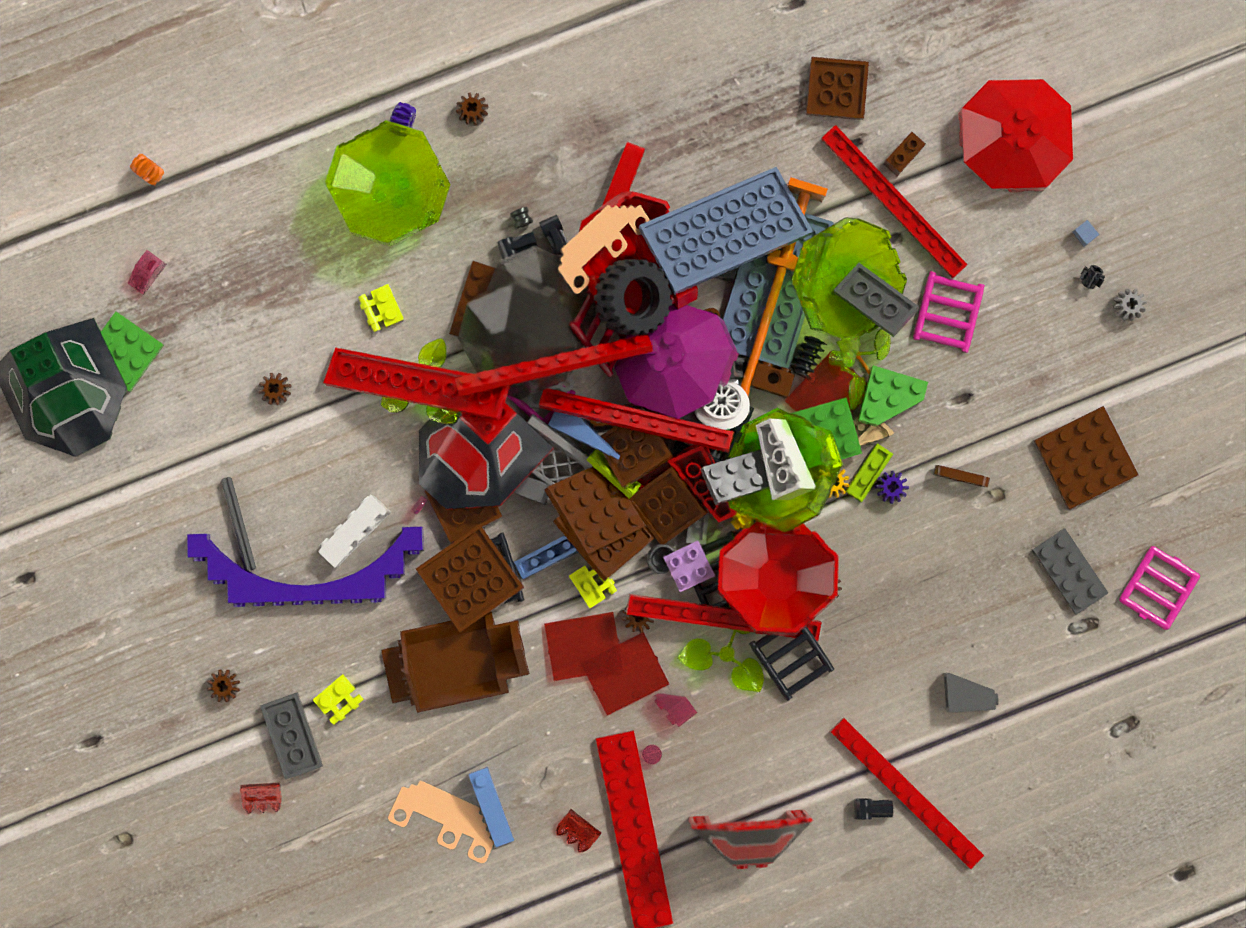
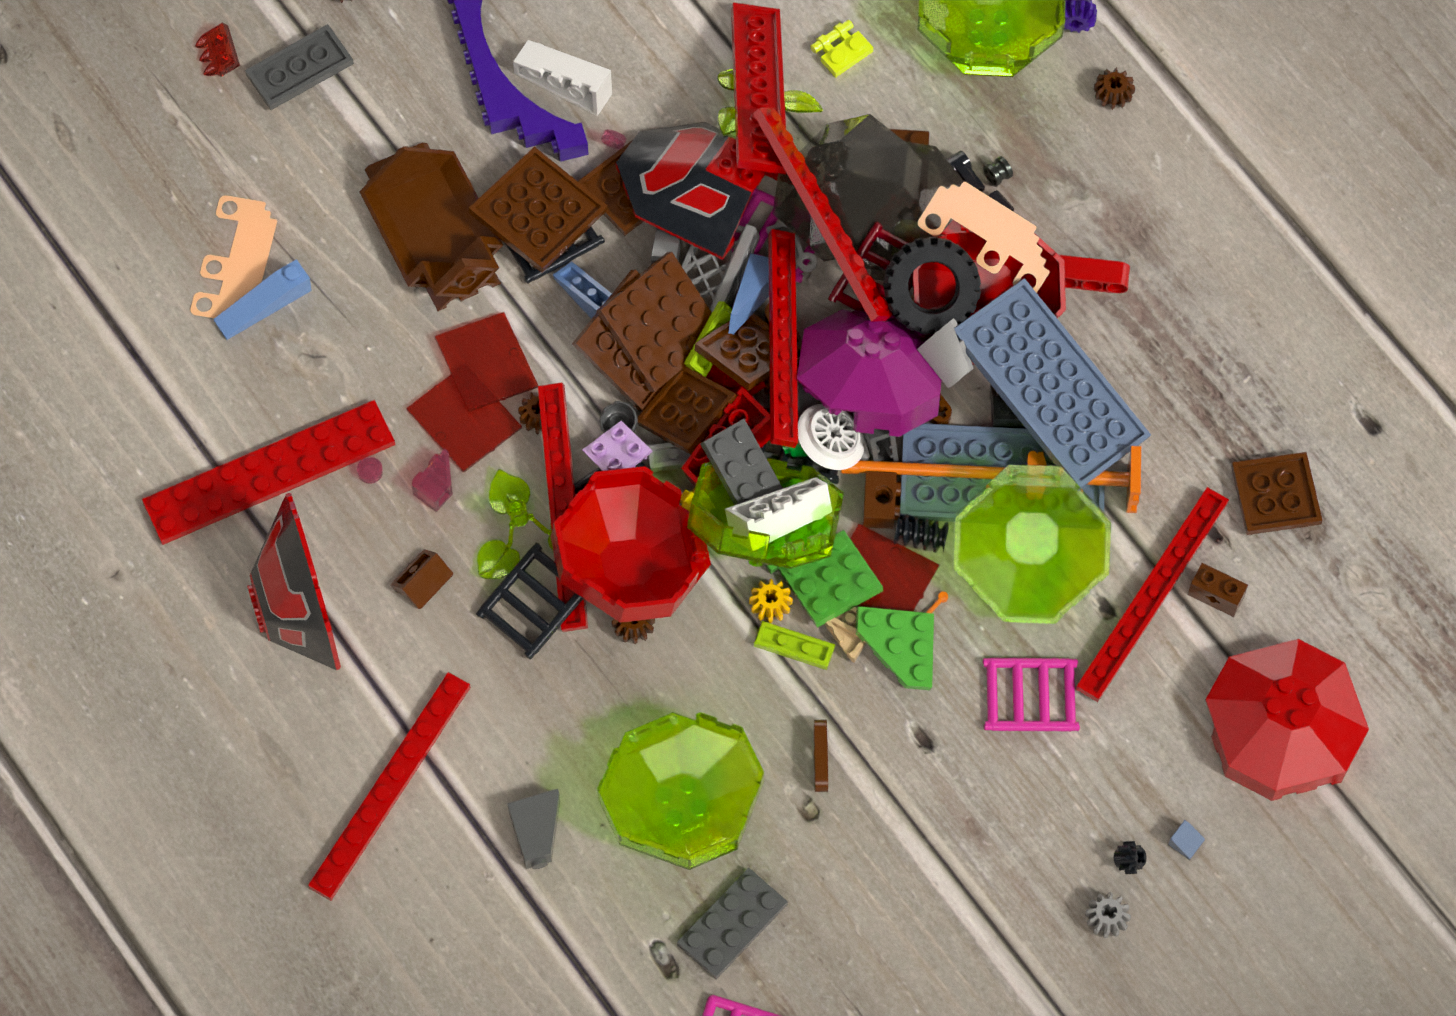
camera: 80 degrees right, 20 degrees down
(334, 694) = (360, 103): neon yellow plate -> none
(578, 830) = (254, 406): clear red plate -> none
(588, 587) = (559, 351): neon yellow plate -> none
(690, 301) = (947, 354): none -> light grey slope
(750, 734) = (422, 578): none -> reddish brown panel
(846, 358) = (935, 556): clear neon green plant -> none
(867, 808) = (359, 740): black piece -> none
(876, 299) = (1017, 588): dark grey plate -> none
(899, 487) = (790, 667): dark purple gear -> none
(975, 585) = (681, 789): none -> clear neon green windscreen
(1086, 457) = (888, 909): reddish brown plate -> none

